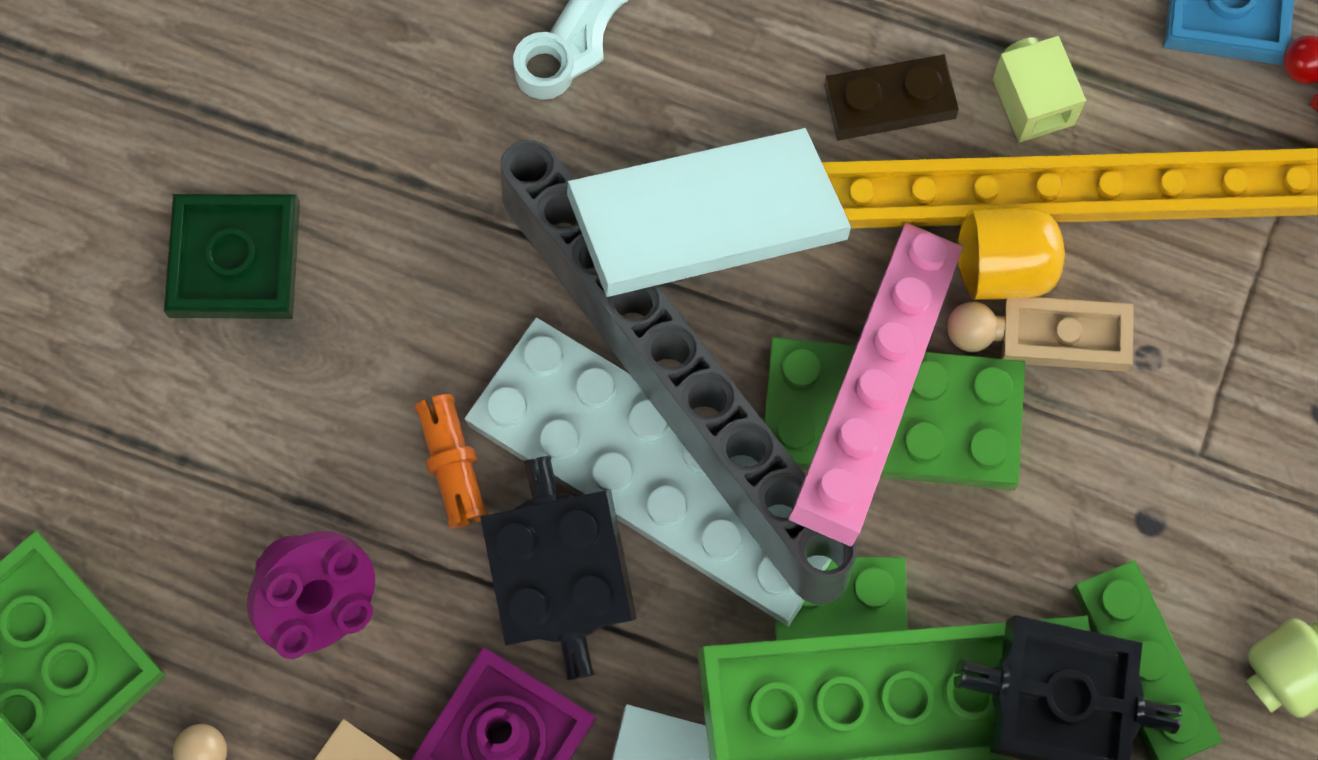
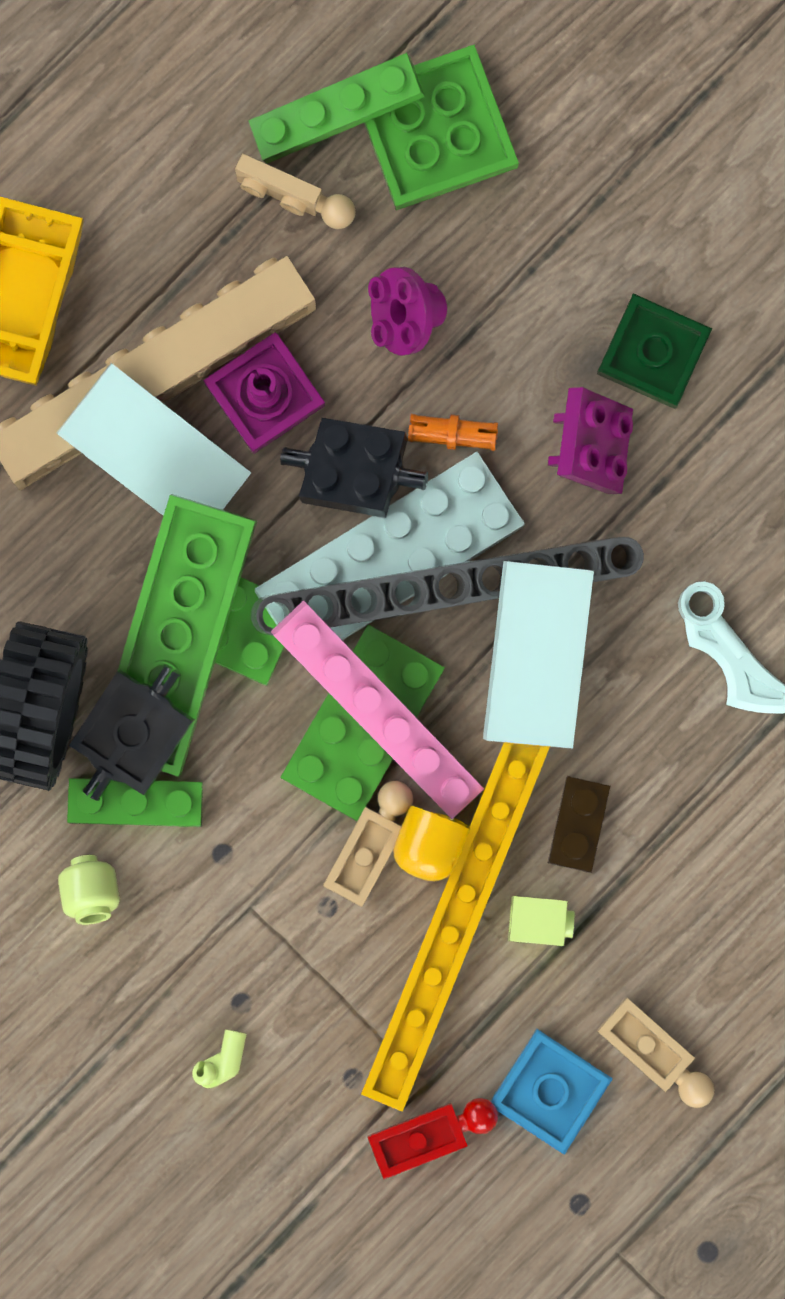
camera: 110 degrees right, 10 degrees up
(388, 266) = (594, 441): none -> magenta plate

